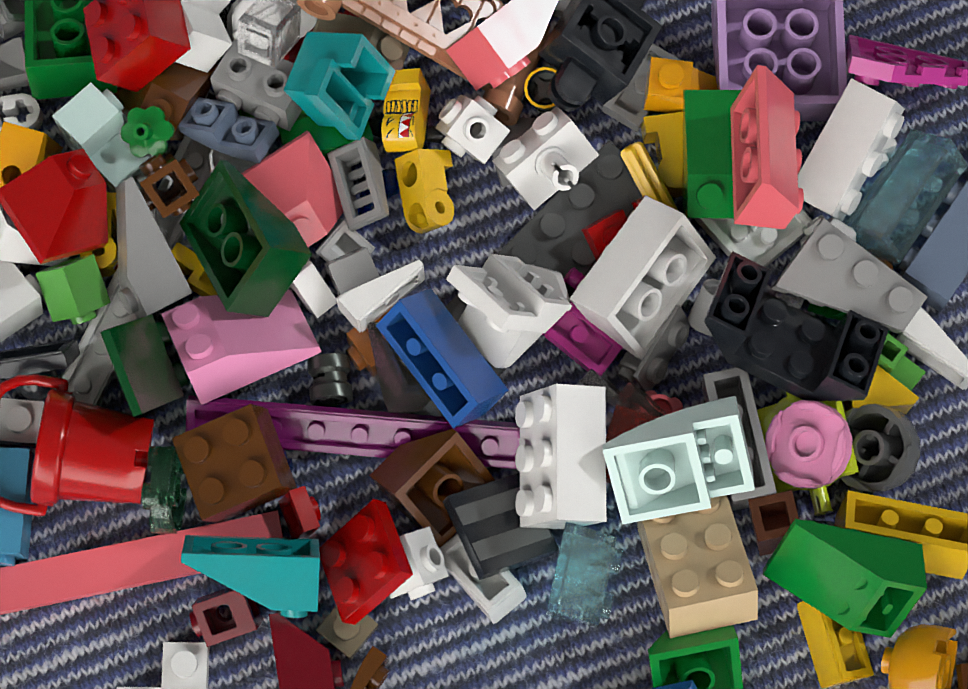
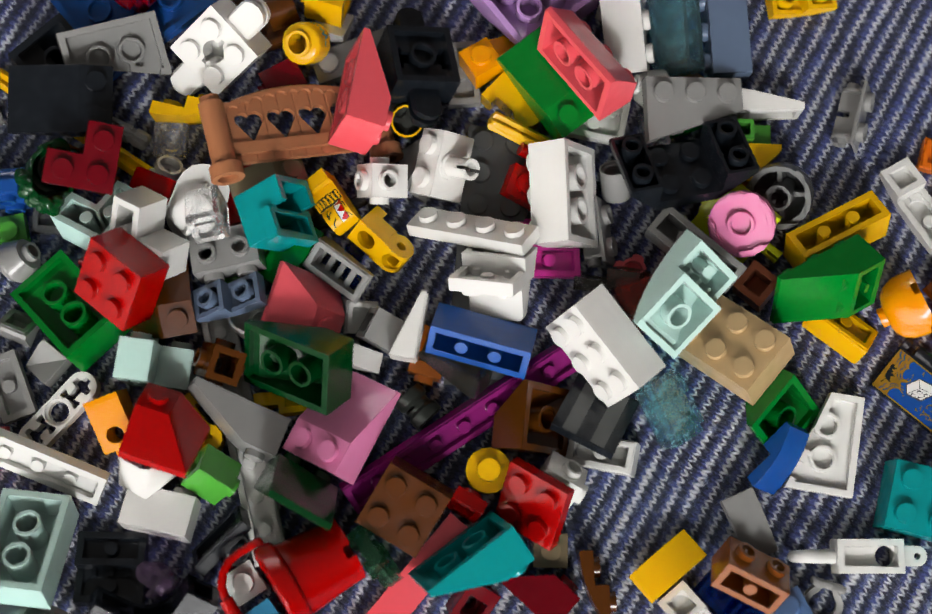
camera: 40 degrees left, 5 degrees up
(156, 130) = (182, 331): green plant -> none
(345, 494) = (487, 470): none -> yellow piece
(522, 244) = (473, 231): none -> white plate

